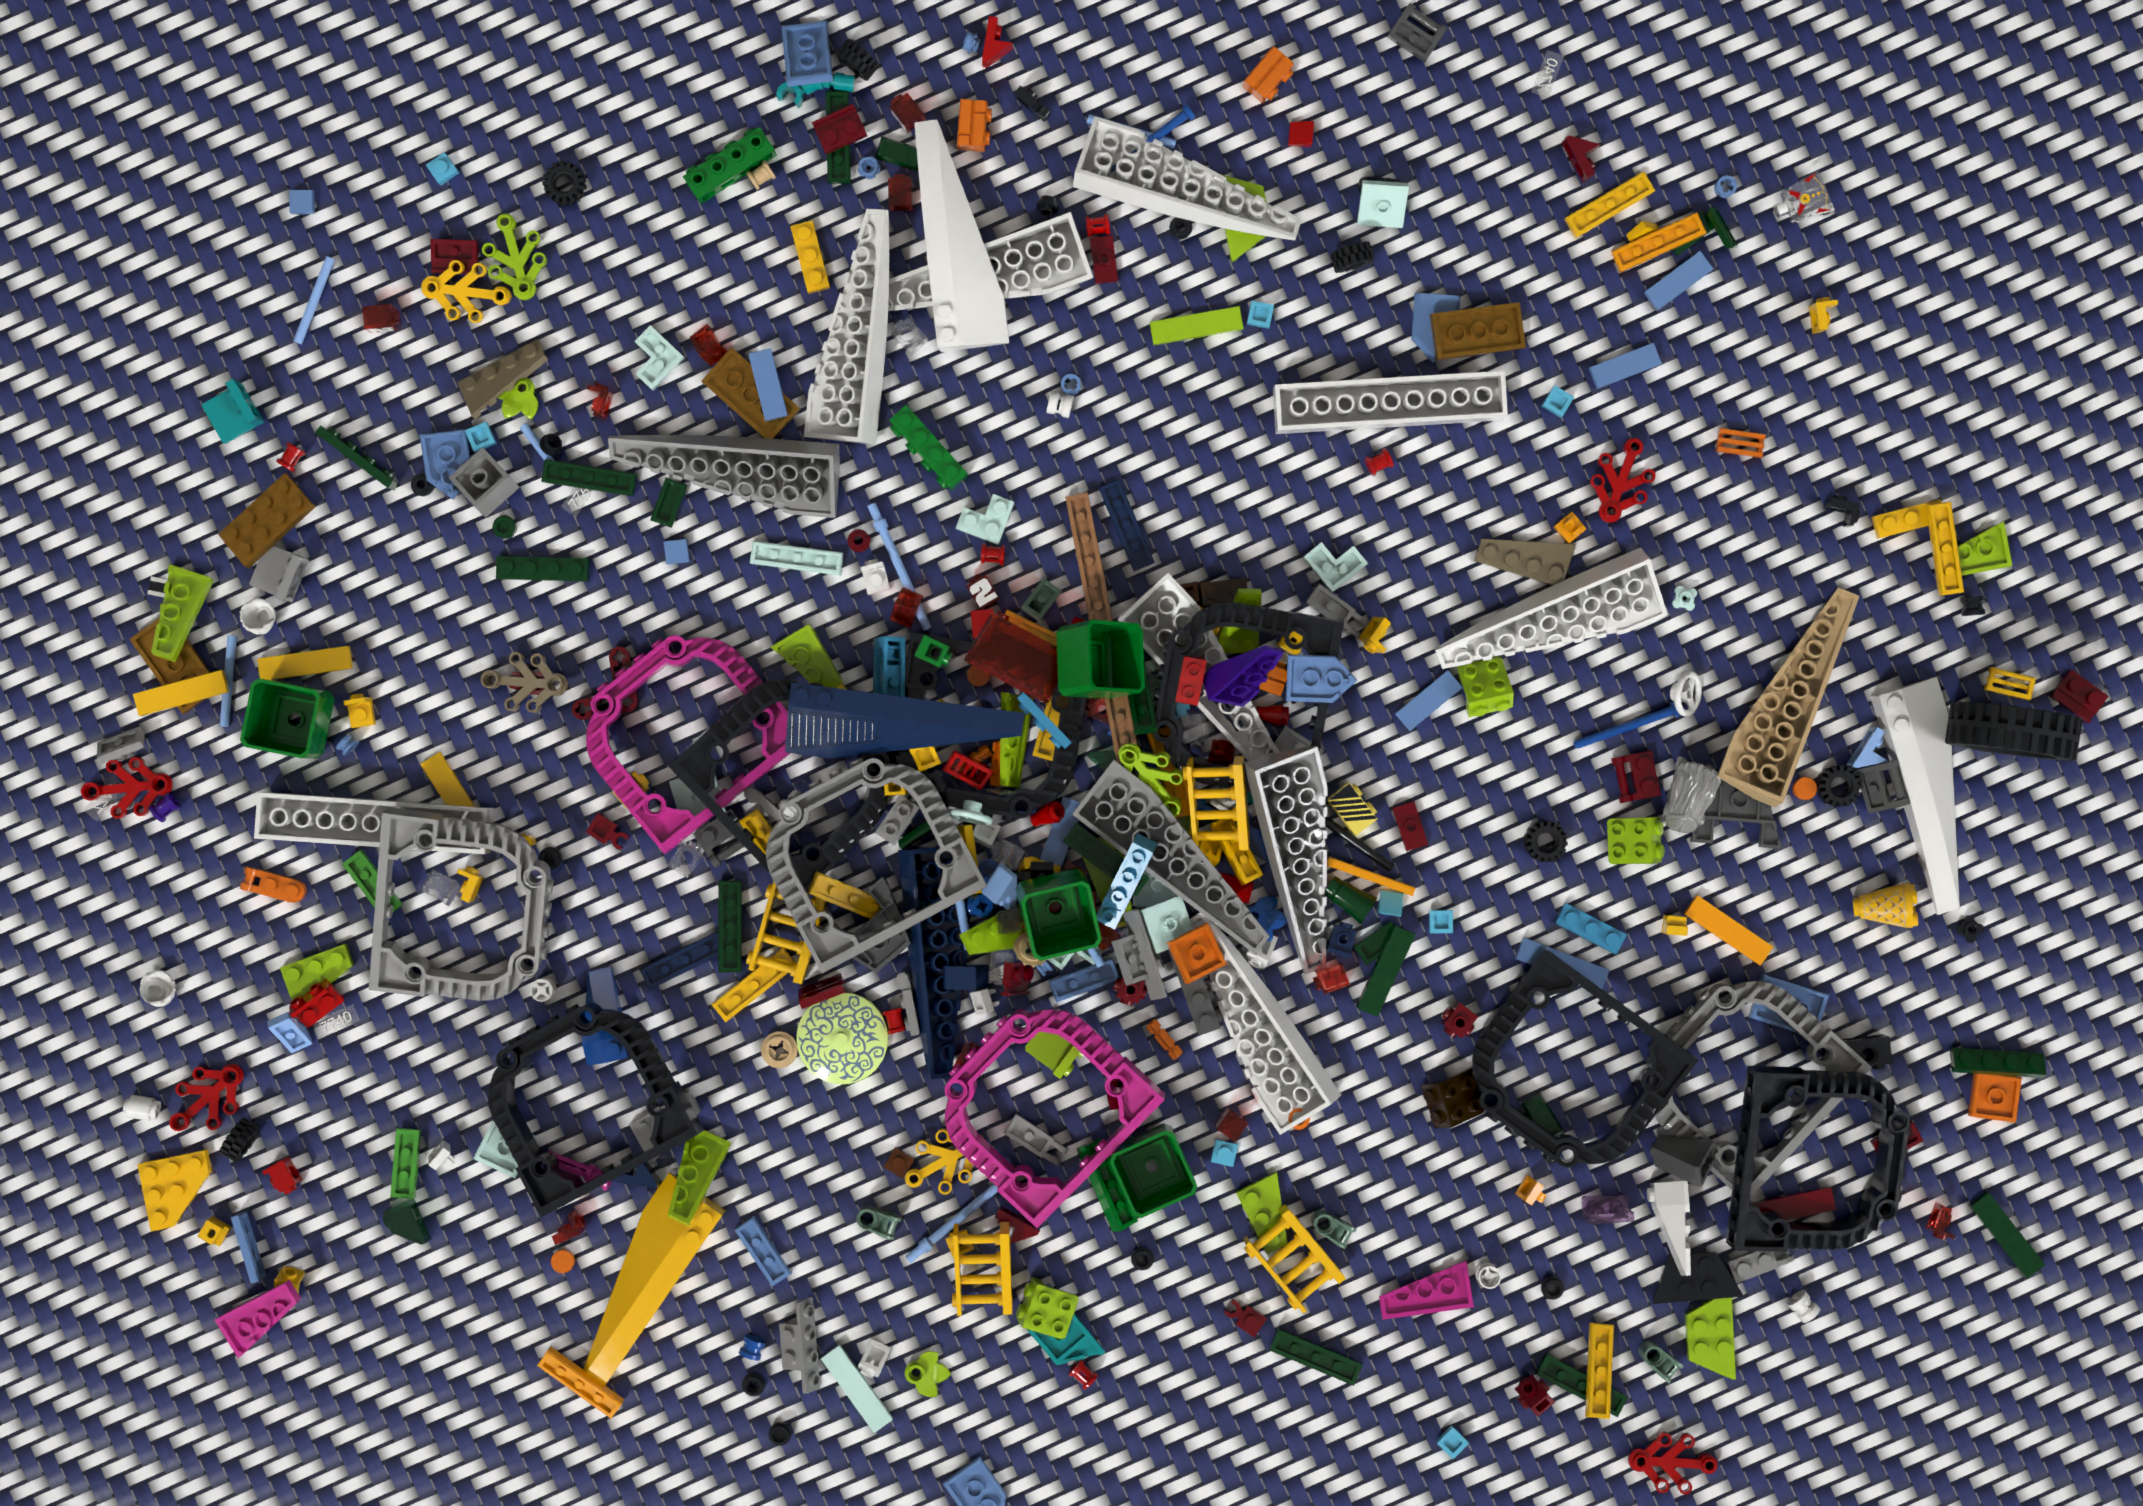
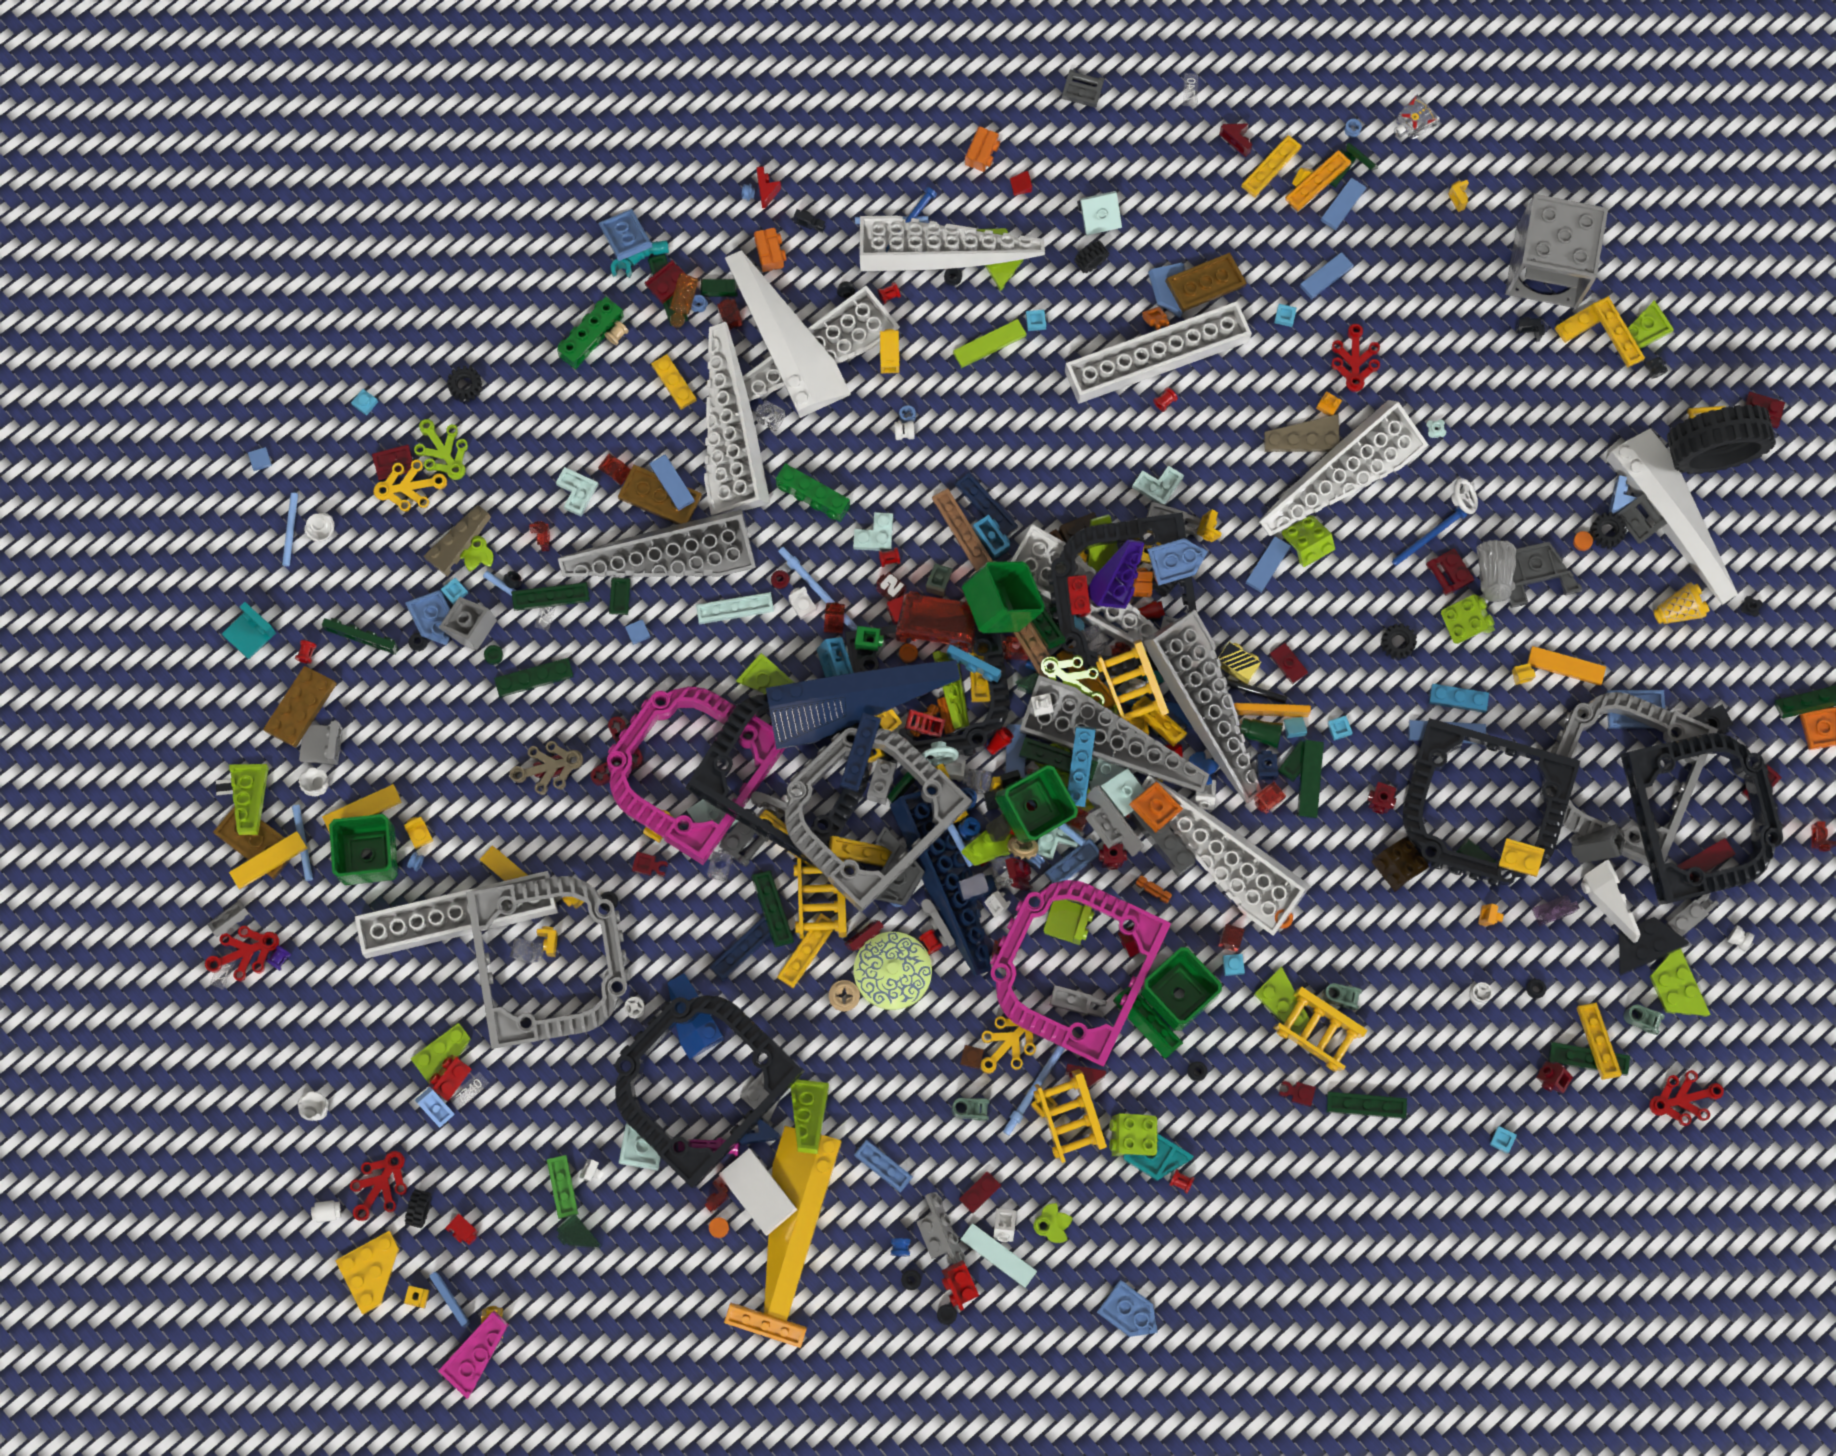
camera: 20 degrees left, 15 degrees down
(274, 885) = (386, 994): orange plate -> none
(346, 310) = (319, 527): none -> white hair
(365, 876) = (463, 963): bright green plate -> none
(380, 318) = (348, 525): clear red brick -> none
(614, 1240) = (758, 1192): none -> white tile
(801, 1409) = (960, 1284): none -> red bracket
(850, 158) = (682, 299): none -> clear orange plate
(857, 59) = (665, 227): black tyre -> none
(859, 1313) = (980, 1192): none -> dark red plate
(876, 792) = (860, 752): none -> dark blue tile
(906, 112) = (714, 255): clear red brick -> none
(1002, 887) = (983, 804): light blue slope -> none
(1071, 304) = (889, 351): none -> yellow slope
(1103, 260) = (901, 314): dark red plate -> none
(1105, 796) = (1042, 705): none -> white tile
(1117, 570) = (991, 537): none -> dark azure brick
(1403, 357) = (1156, 318): none -> orange plate
(1434, 1293) = (1441, 1024): dark pink wing -> none
(1589, 1146) = (1521, 857): none -> yellow plate
(1760, 445) = (1449, 301): orange tile -> none
(1777, 726) = (1542, 499): tan wedge -> none
(1911, 431) = (1558, 246): none -> light grey container

